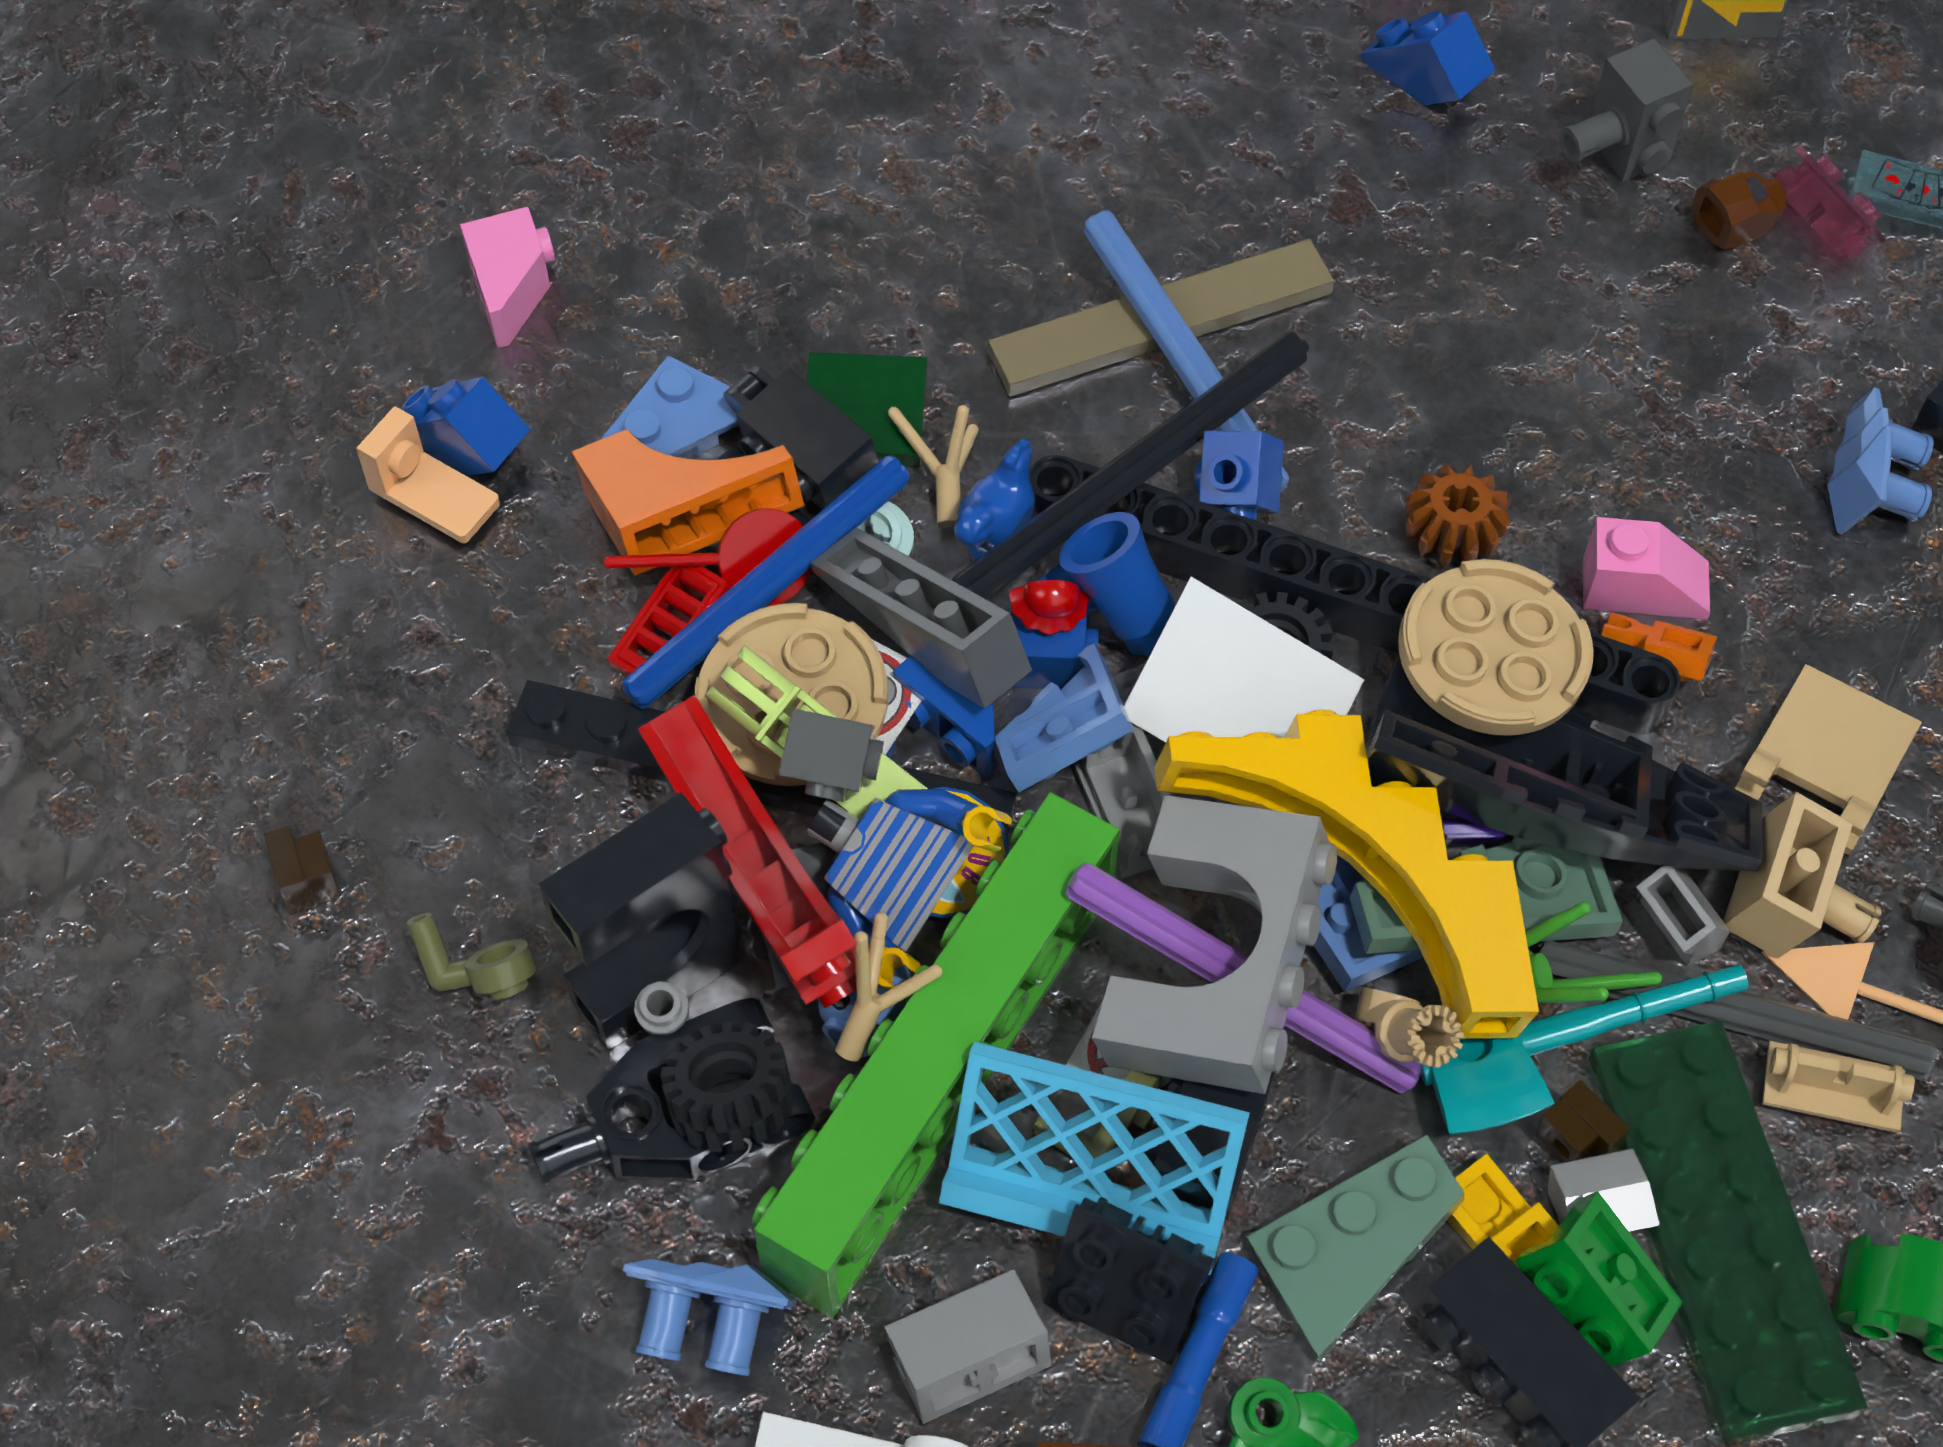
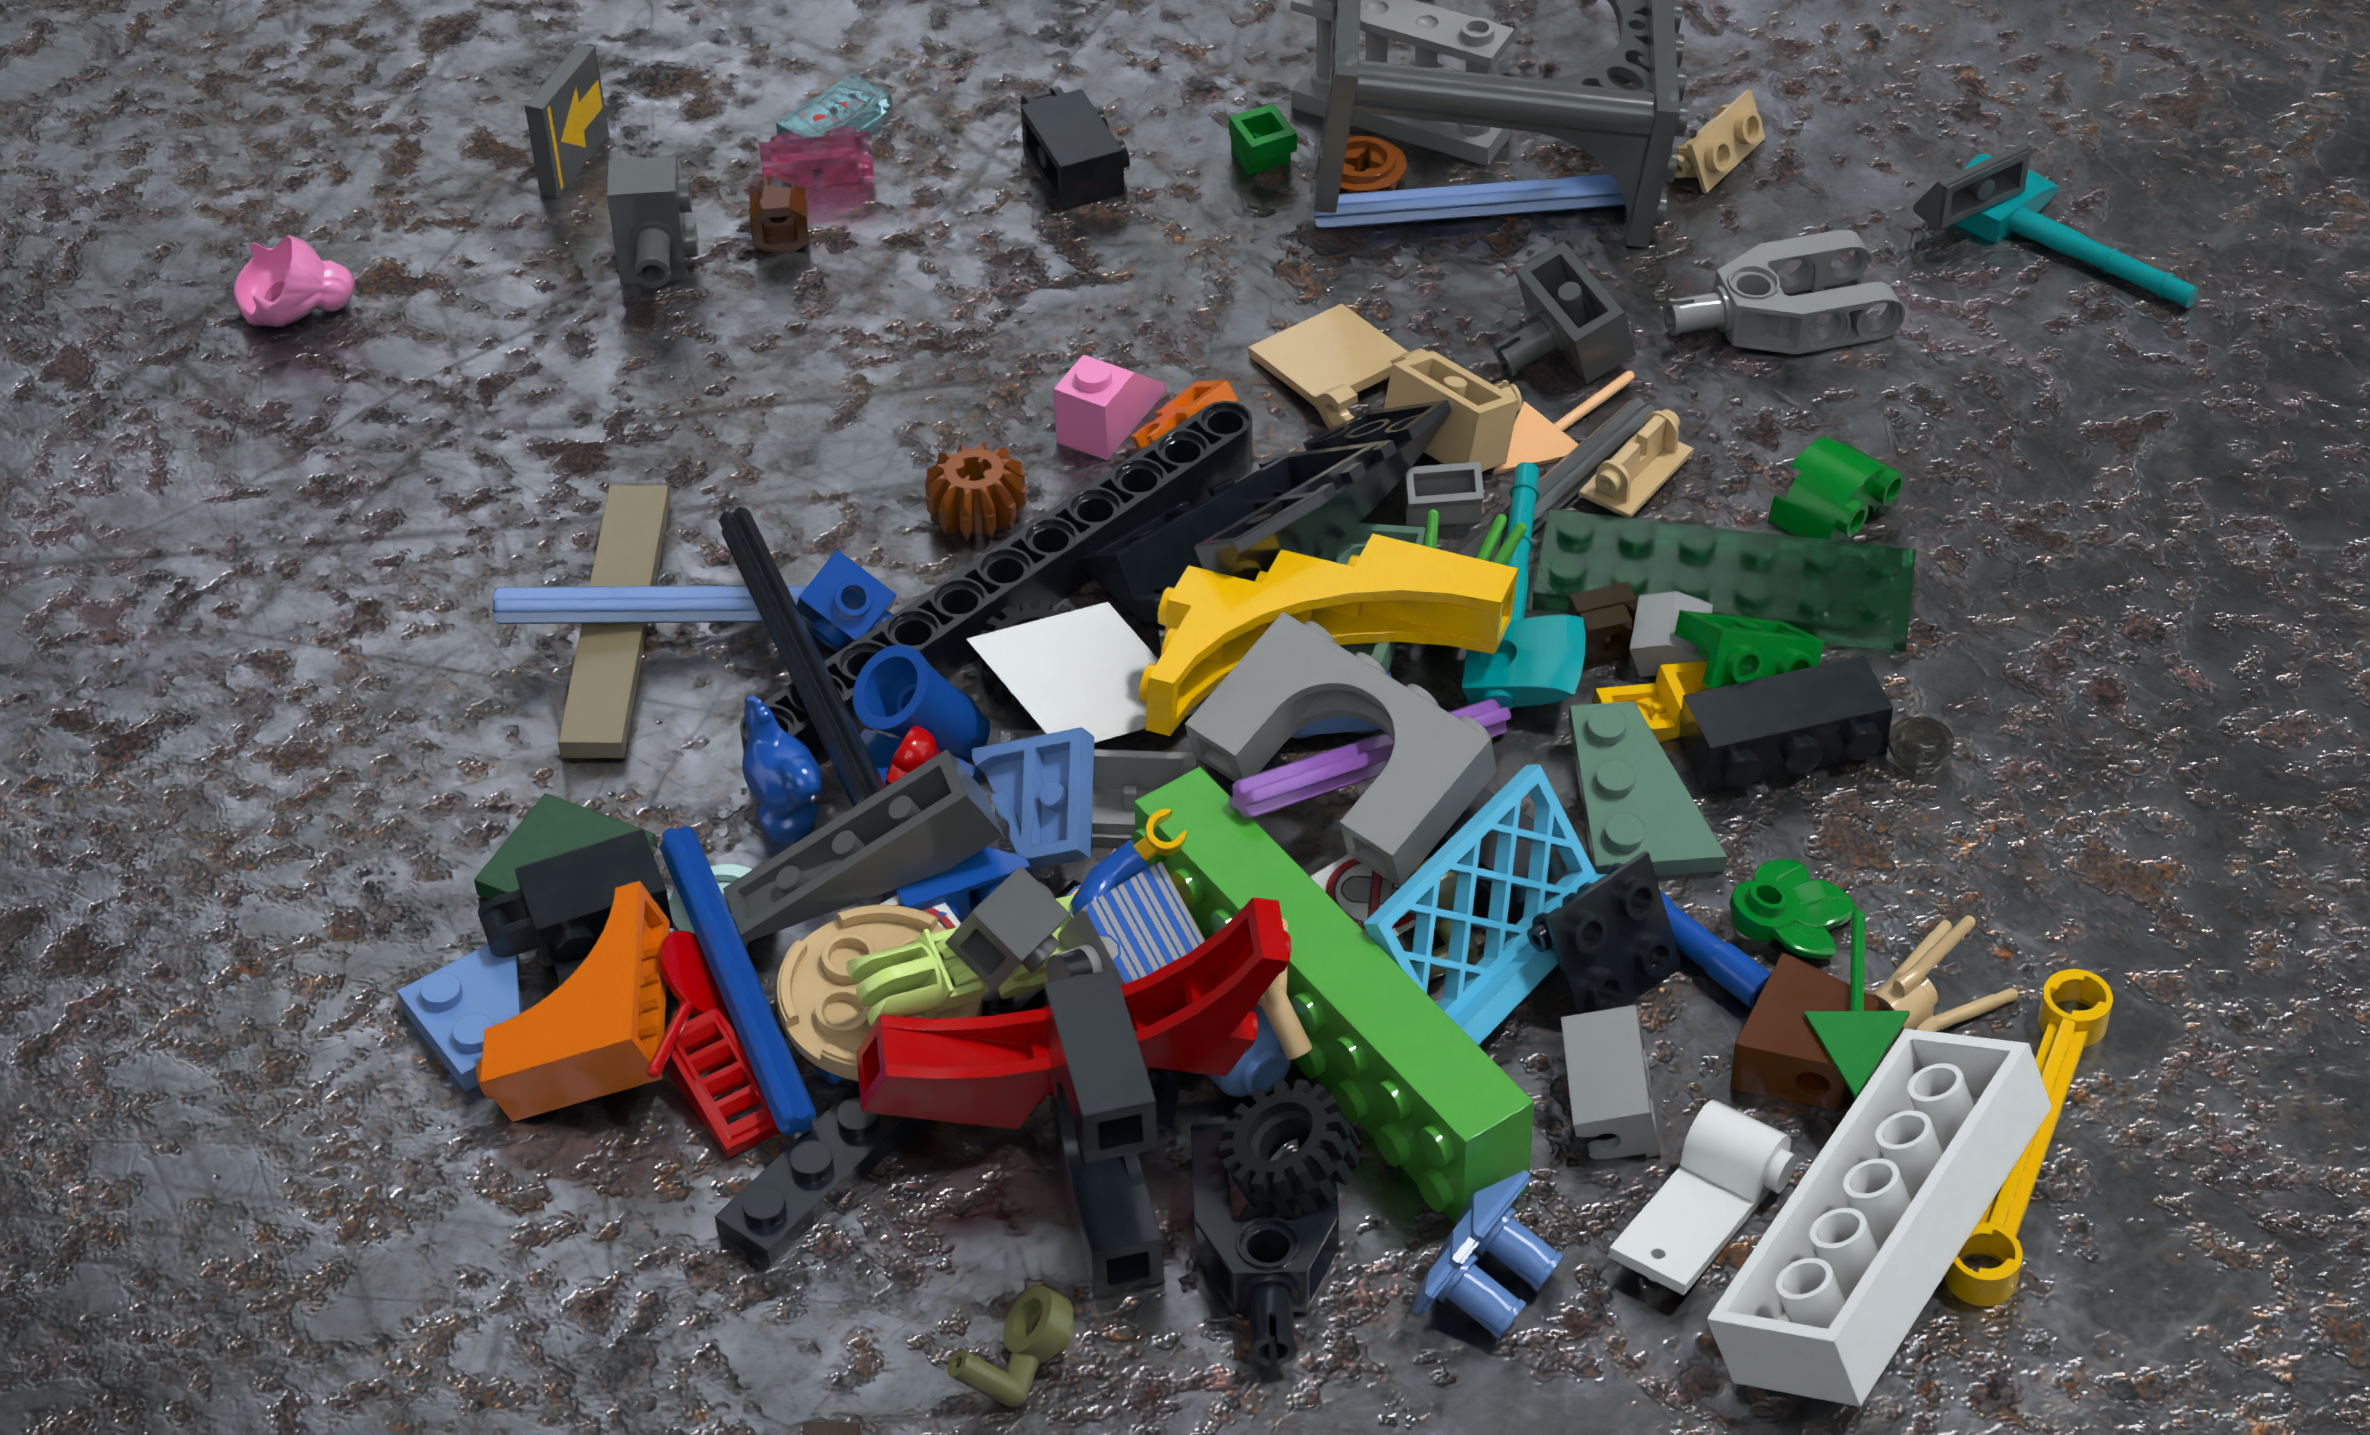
camera: 65 degrees left, 15 degrees down
(420, 483) = (419, 1240): light nougat bracket -> none
(466, 425) = (366, 1181): blue slope -> none
(508, 268) = (190, 1091): bright pink slope -> none
(661, 1008) = (1174, 1187): light grey pin -> none
(948, 474) = (686, 814): tan plant -> none
(1408, 1029) = (1477, 672): tan connector -> none
(1431, 57) = (472, 335): blue slope -> none
(1495, 648) = (1143, 492): tan tile -> none
(1864, 462) = (1092, 231): medium blue connector -> none

